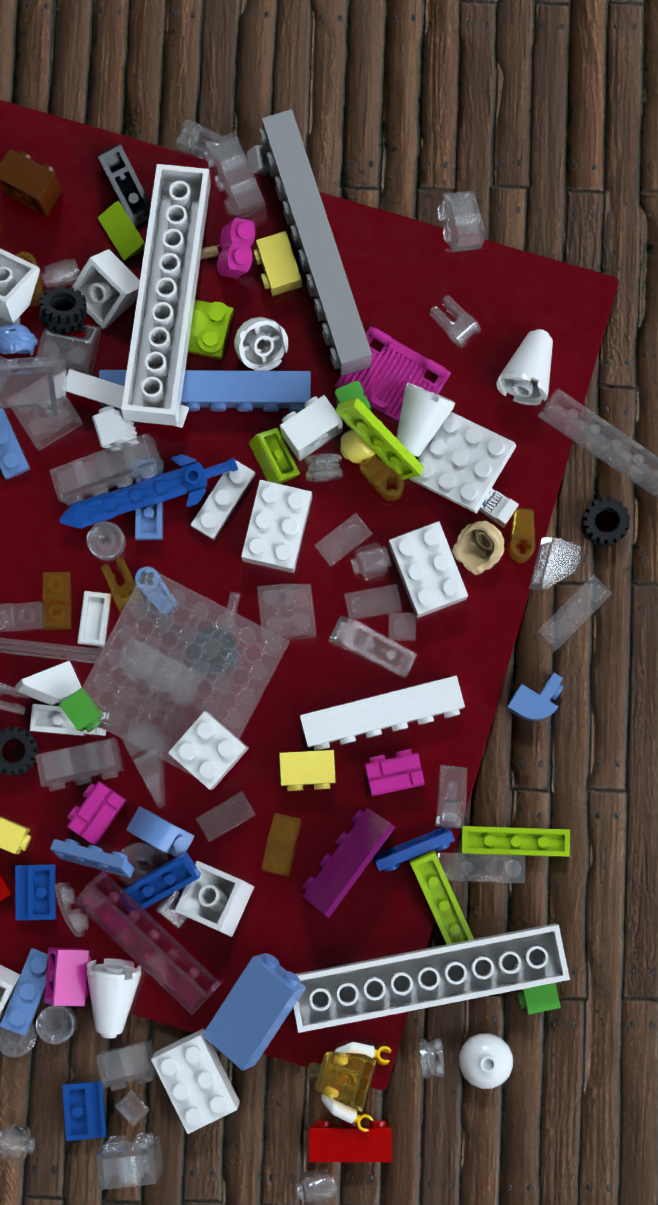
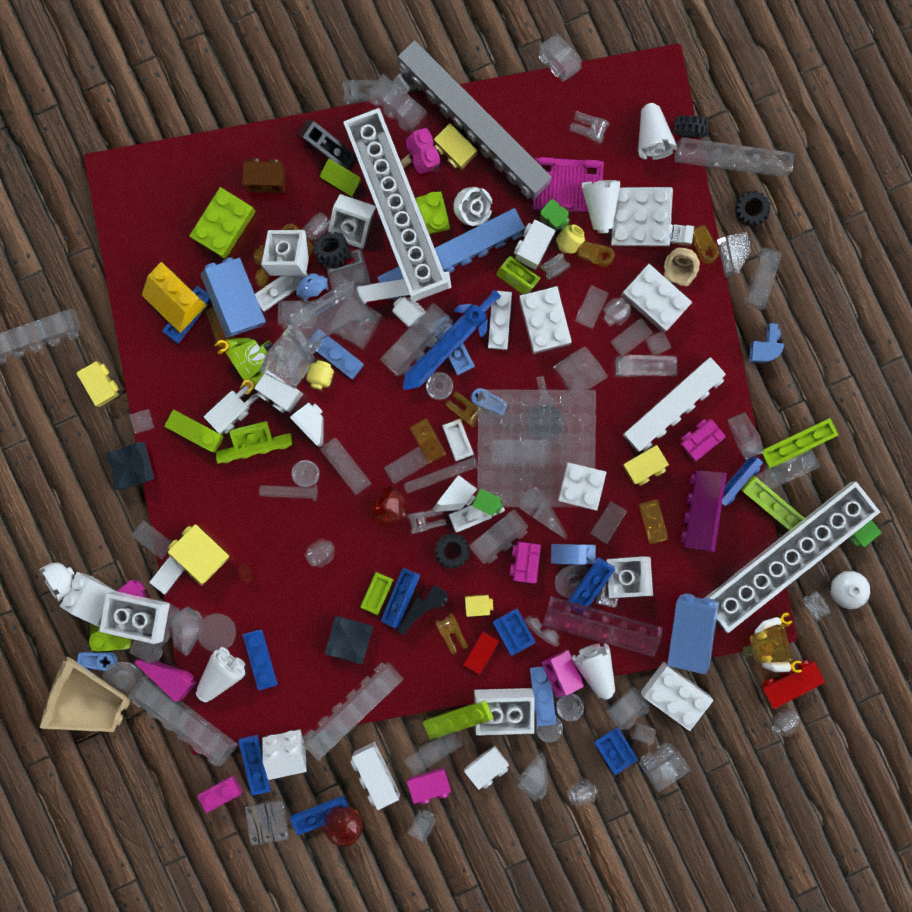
camera: 30 degrees left, 5 degrees up
(92, 857) = (540, 591): medium blue plate -> none
(379, 438) = (584, 229): lime plate -> none
(578, 382) = (691, 126): none -> black tyre

